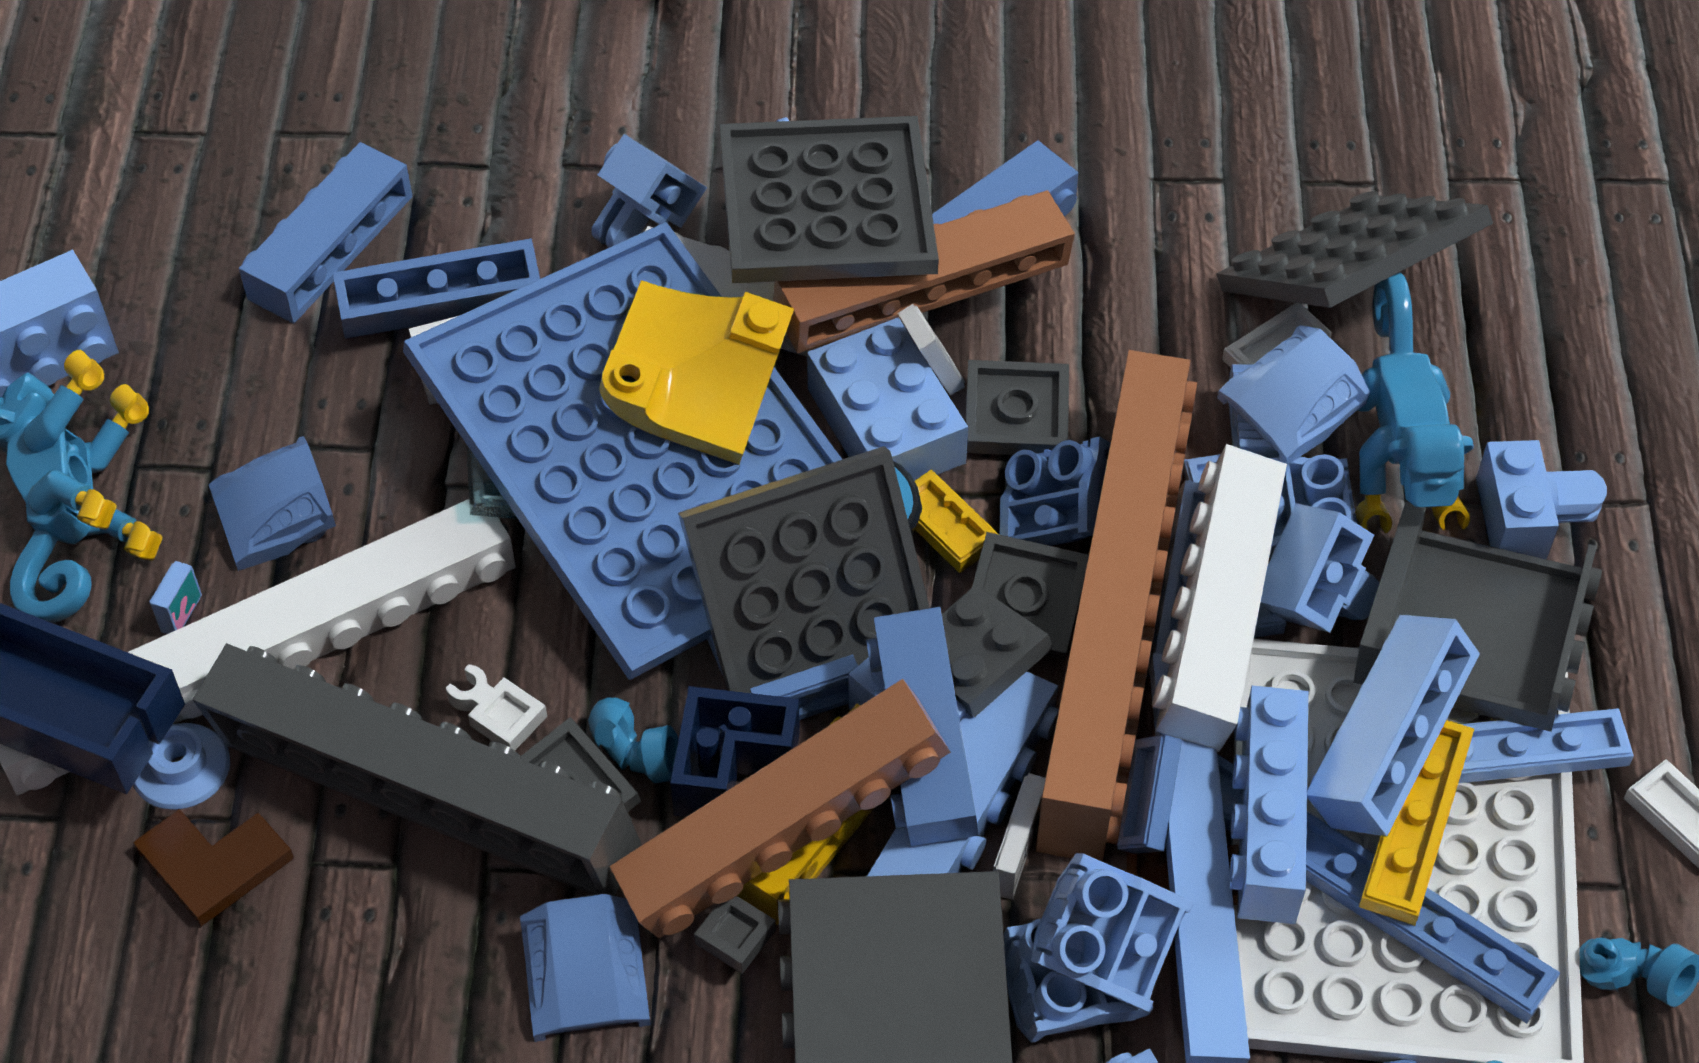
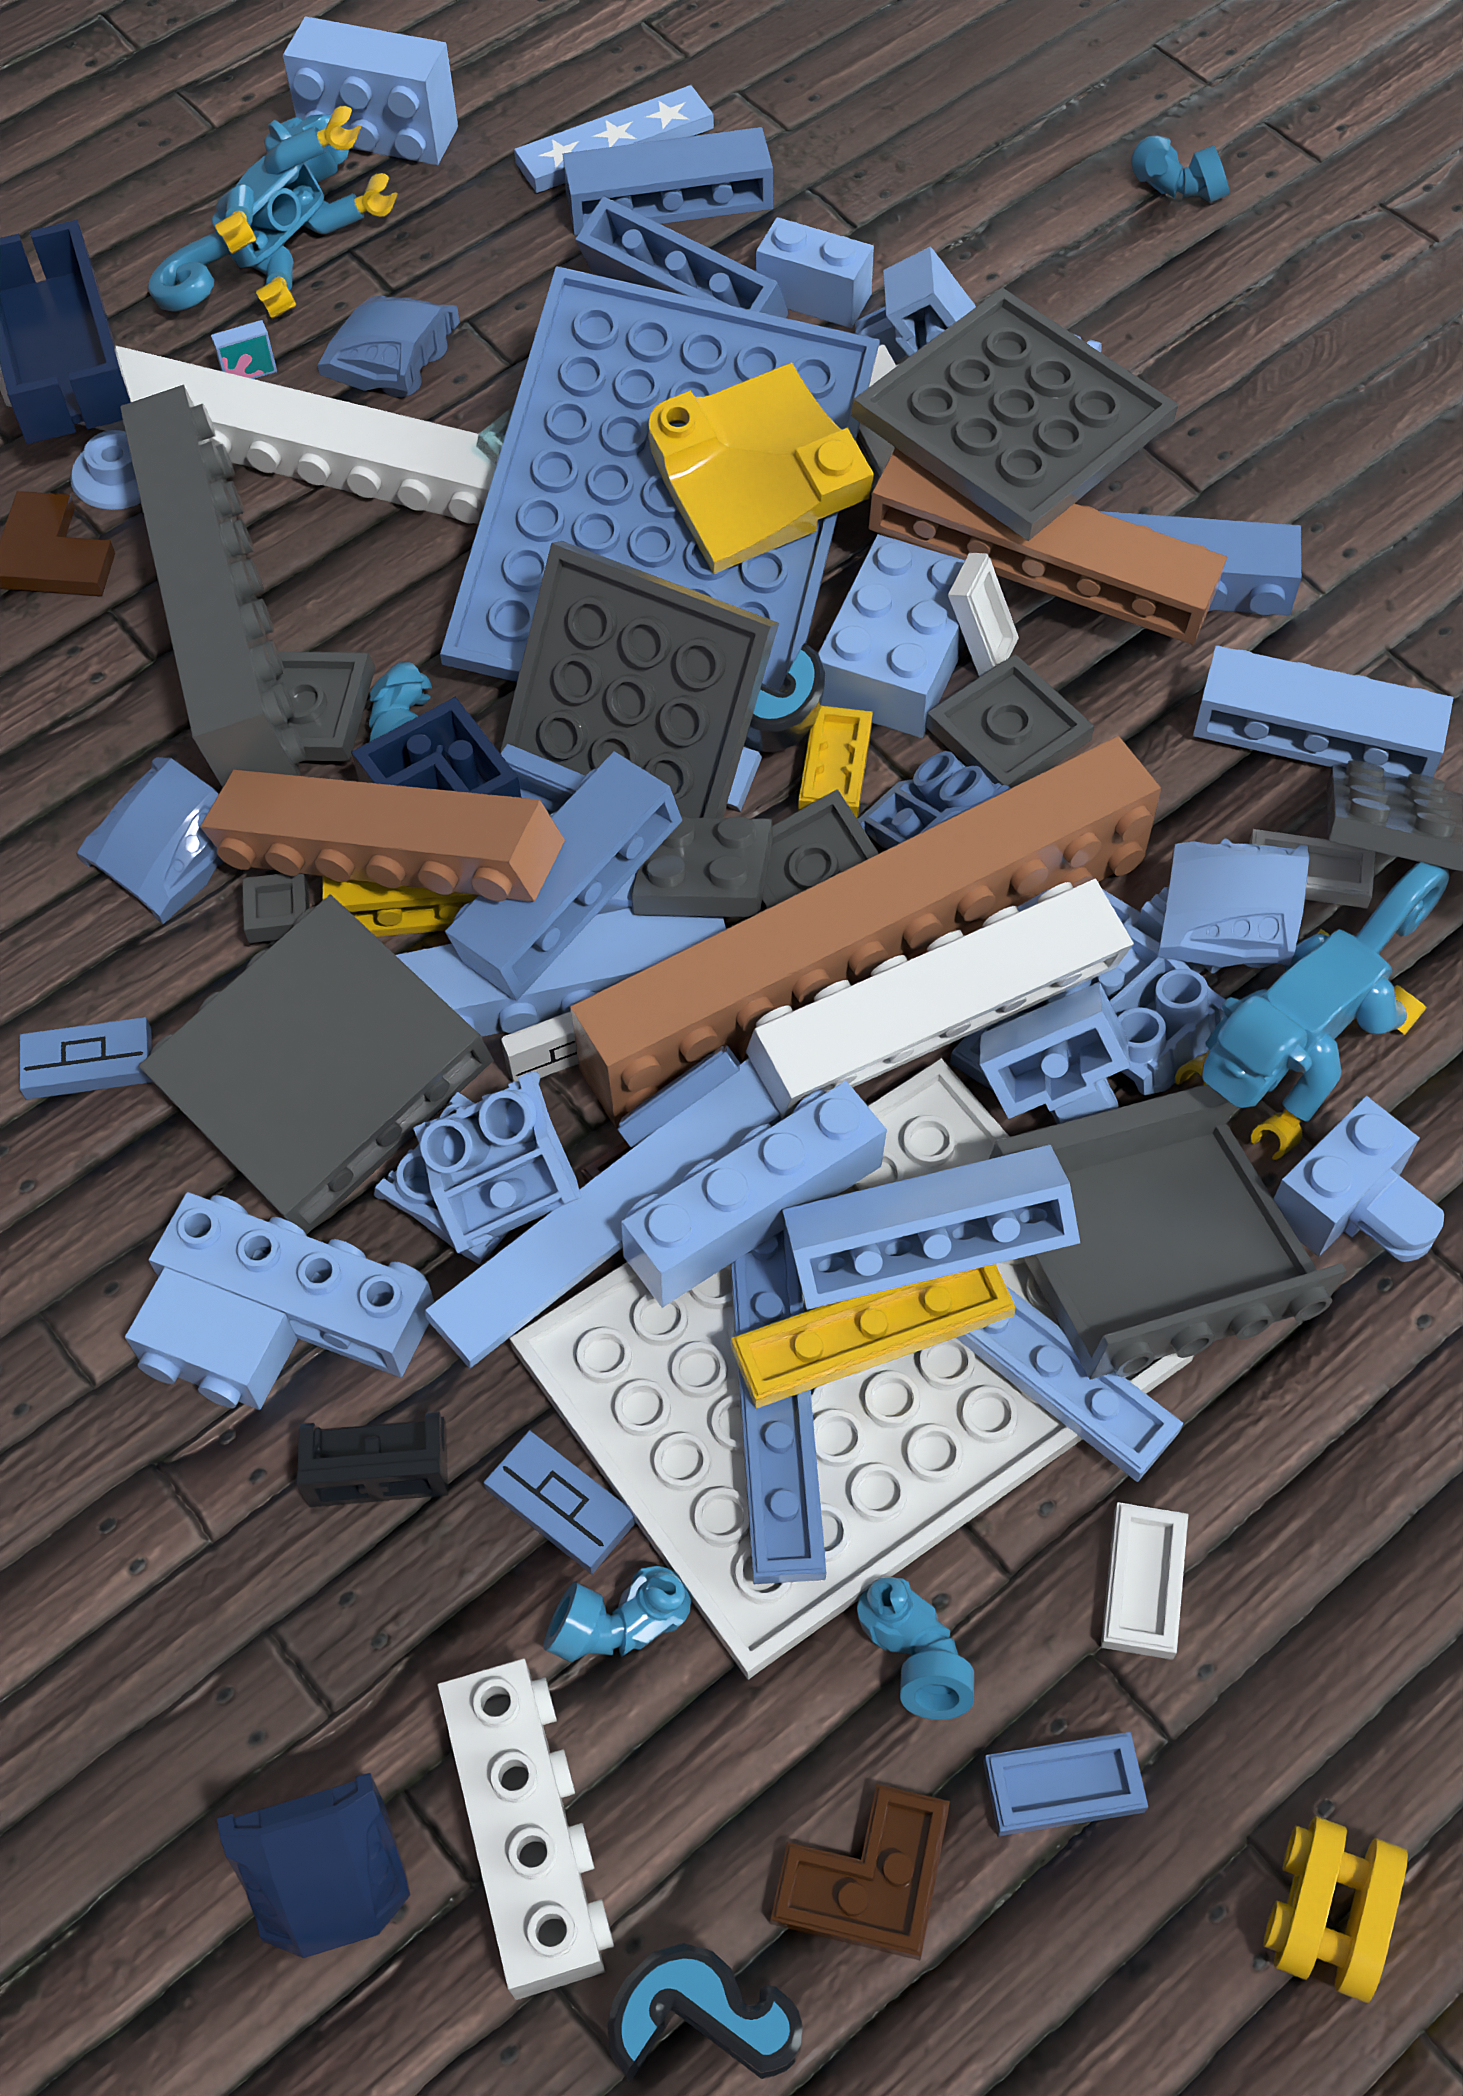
camera: 50 degrees right, 5 degrees up
(235, 233) = (661, 118): none -> light blue tile
(499, 713) = (343, 611): white plate -> none
(521, 210) = (817, 271): none -> light blue brick
(1182, 247) = (1321, 714): none -> light blue brick

